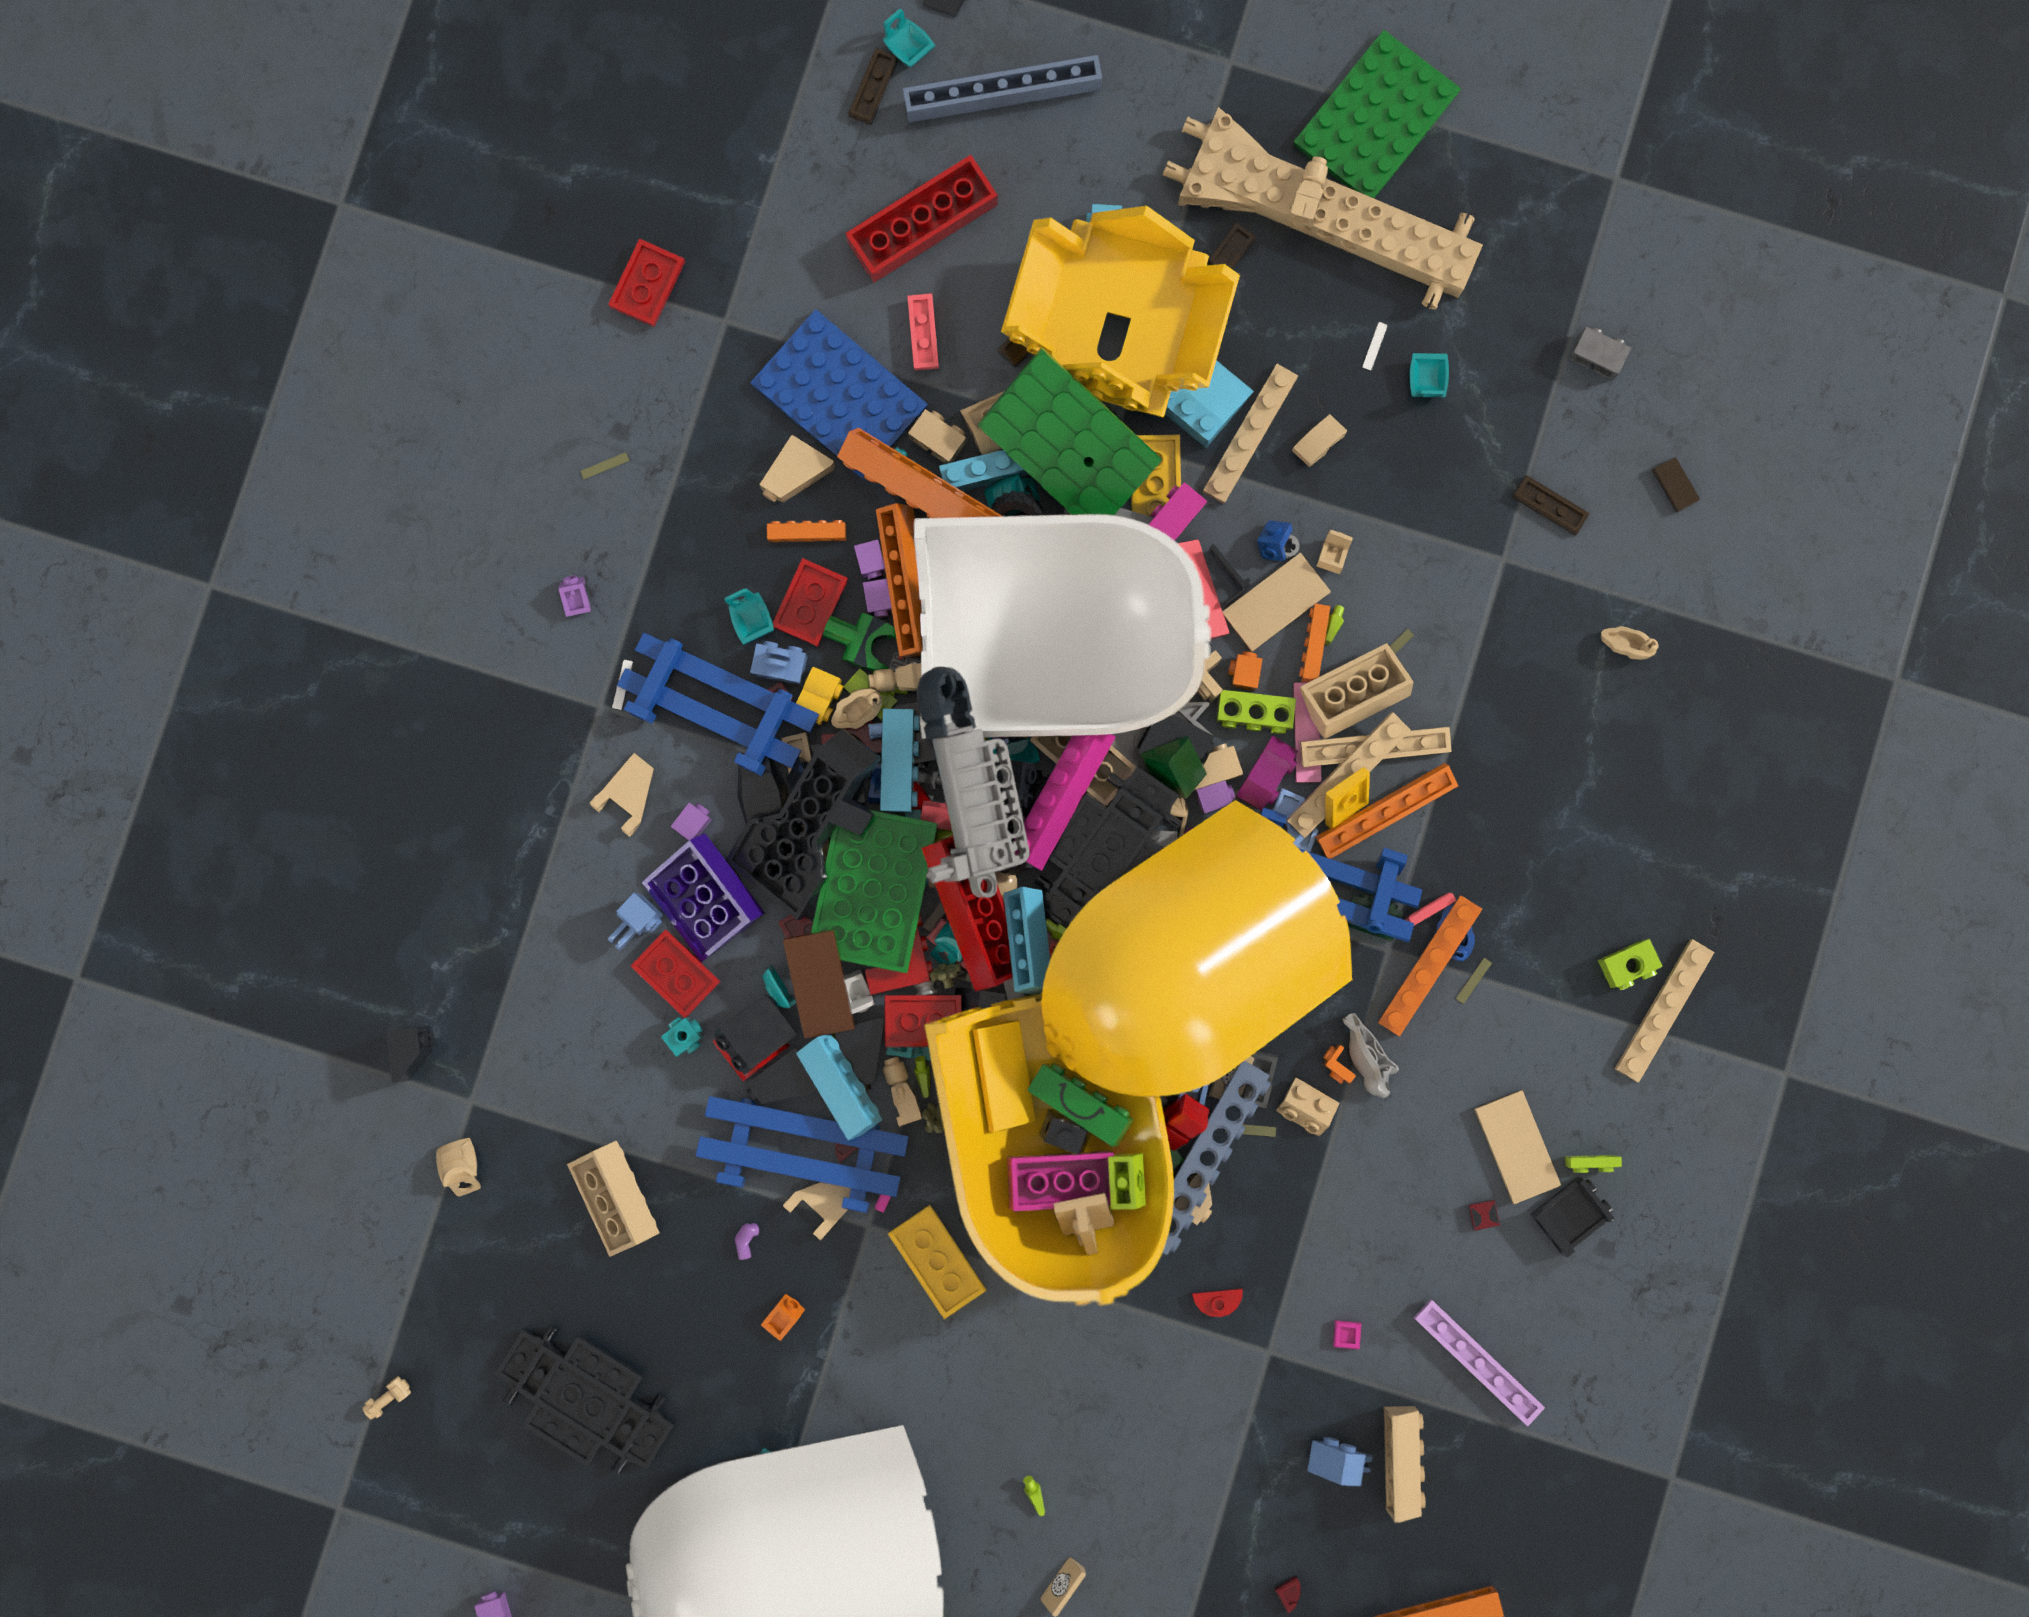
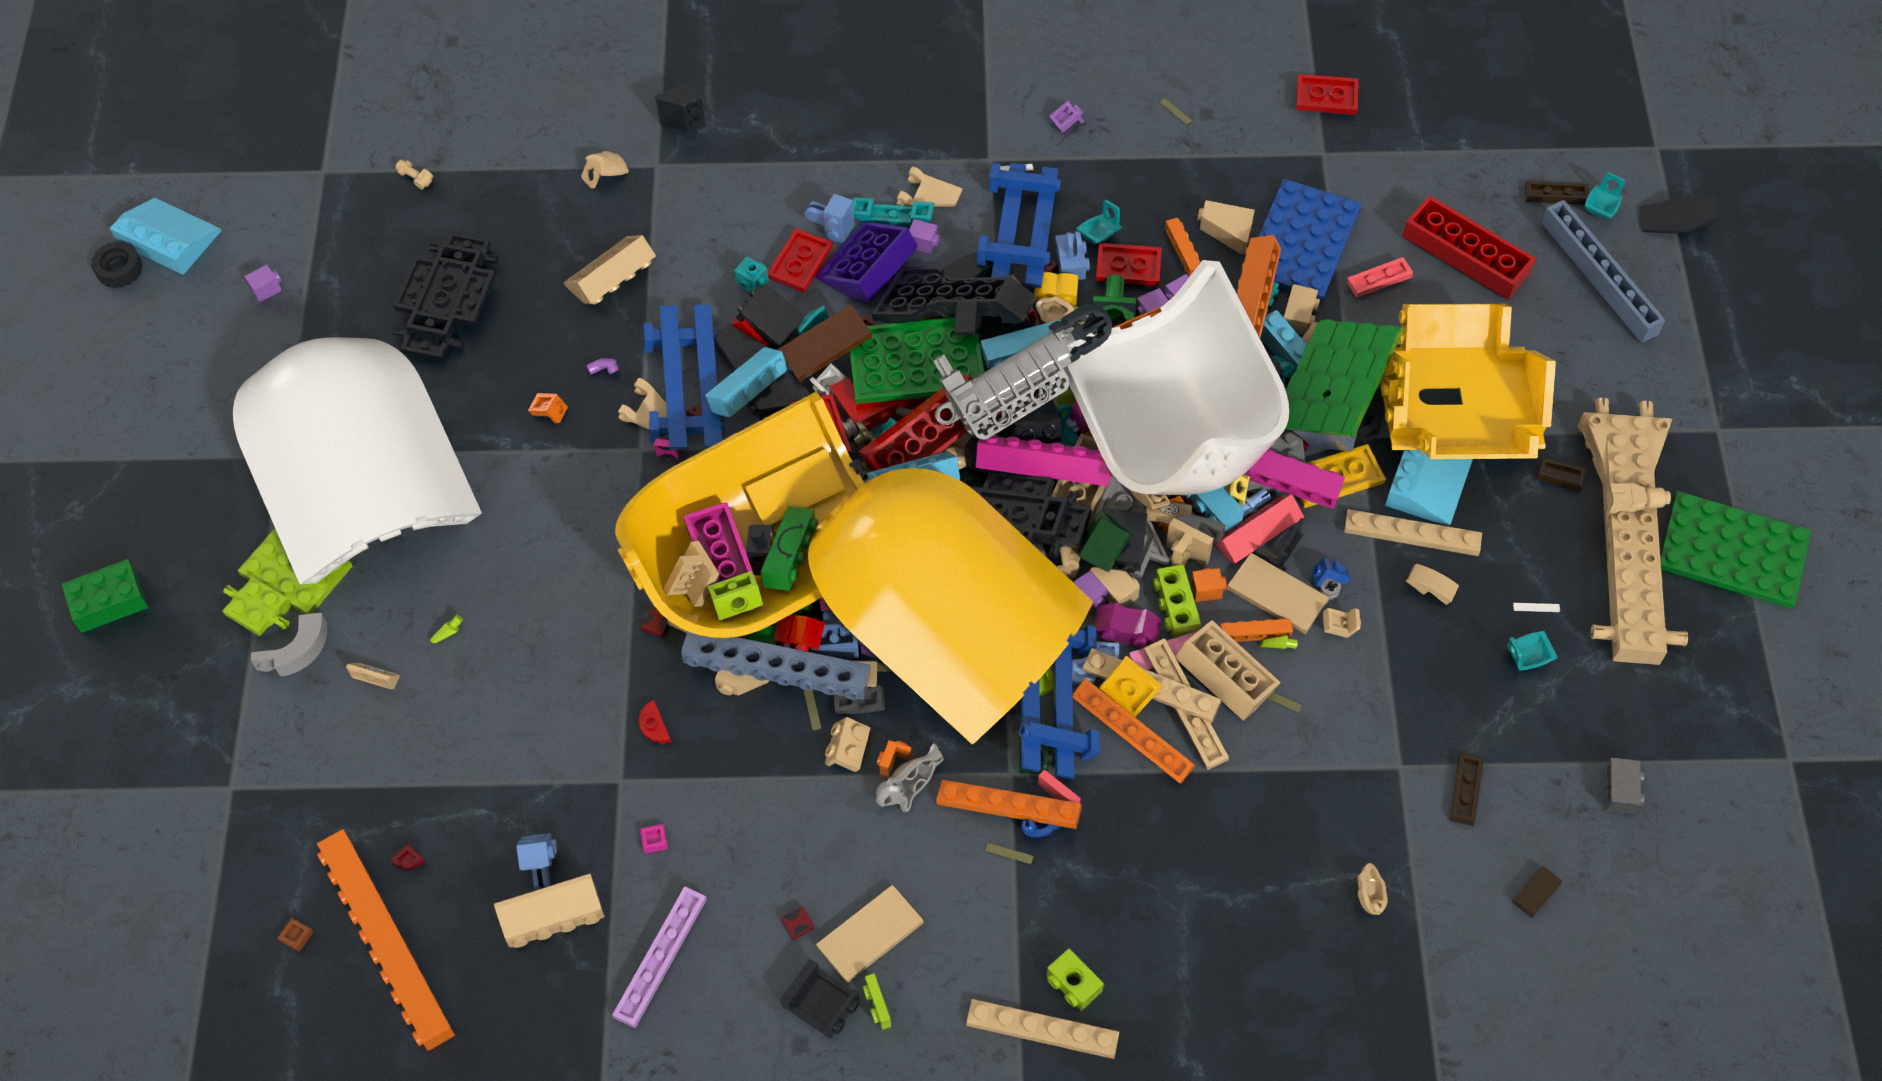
camera: 75 degrees right, 25 degrees down
(644, 847) = (893, 215): none -> teal slope
(937, 1261) = (603, 515): yellow tile -> none

